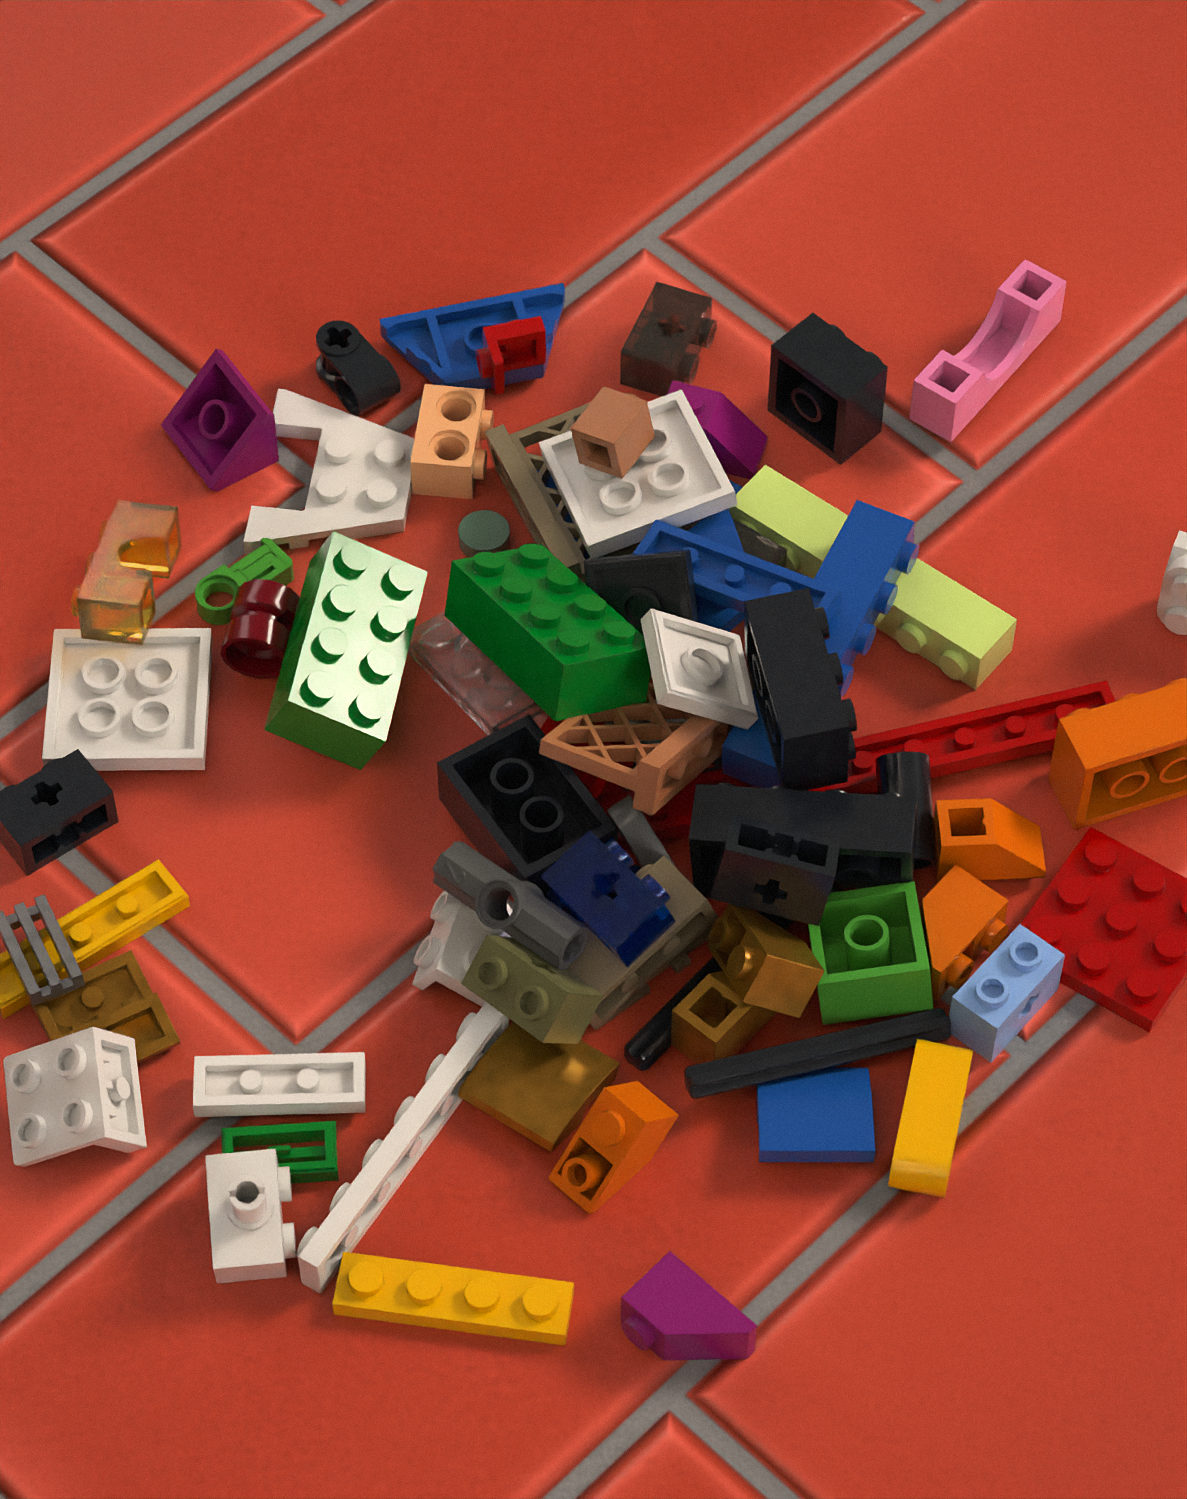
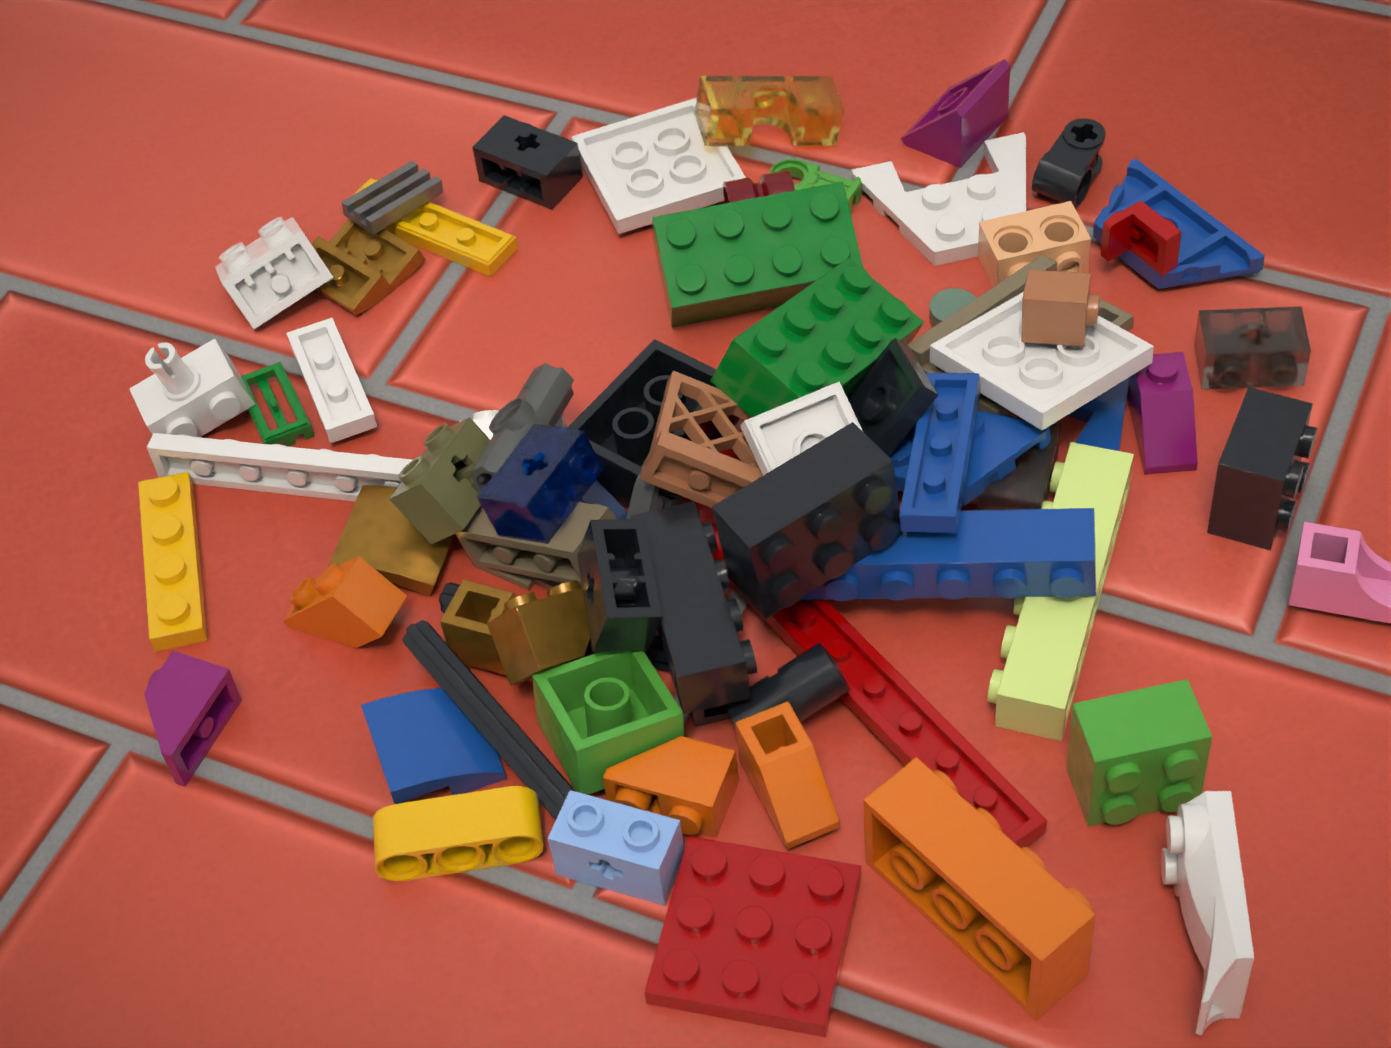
camera: 75 degrees right, 5 degrees down
(1086, 589) = (1137, 752): none -> bright green brick

